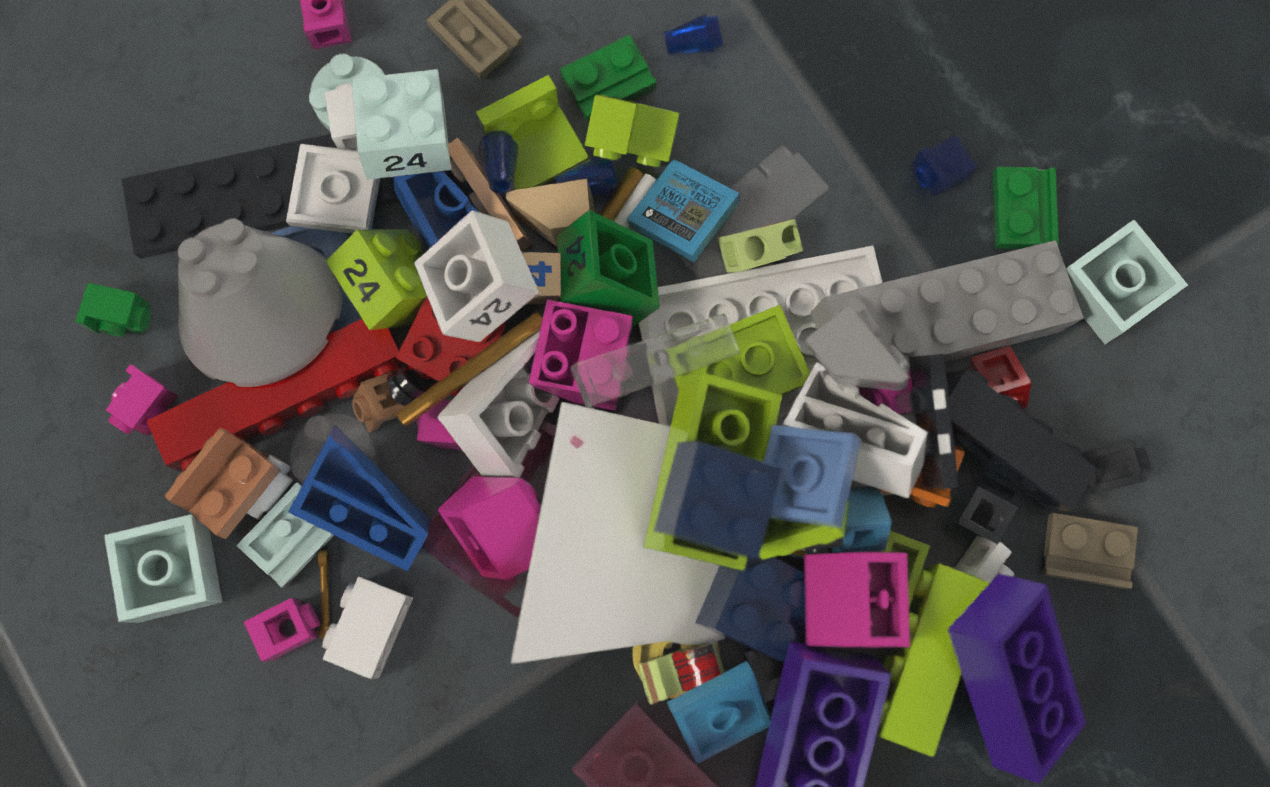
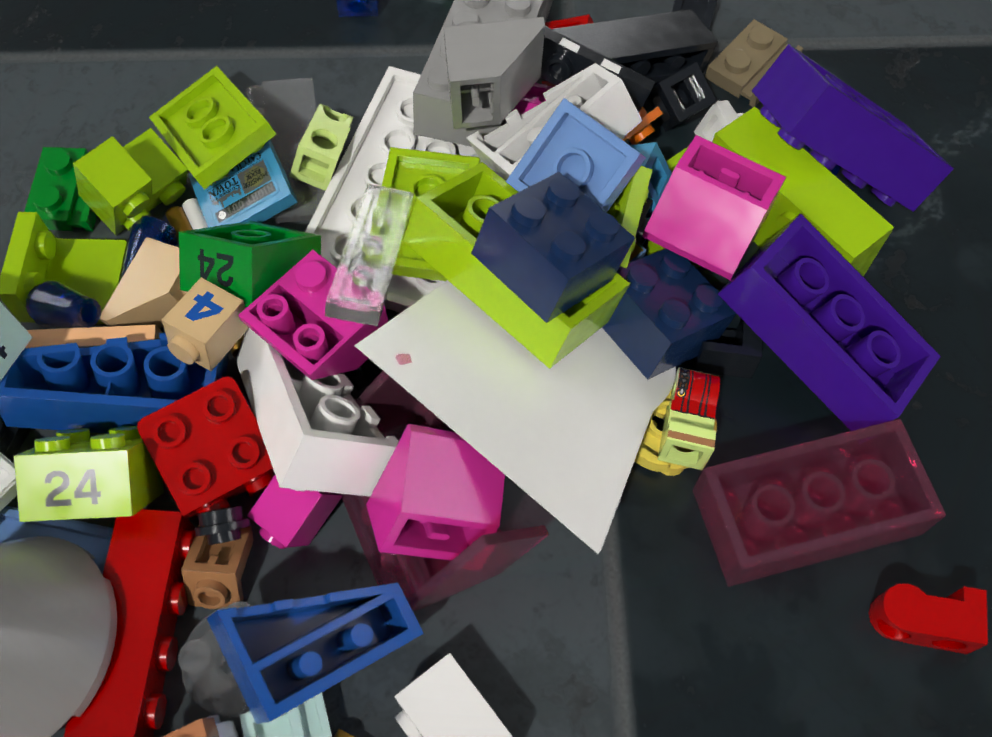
camera: 60 degrees left, 15 degrees down
(470, 369) = (253, 438): pearl gold bar -> none
(476, 277) = (162, 354): white brick -> none
(695, 36) = (92, 97): clear blue cone -> none
(718, 150) = (212, 127): none -> lime plate
(721, 712) = (749, 400): dark azure tile -> none

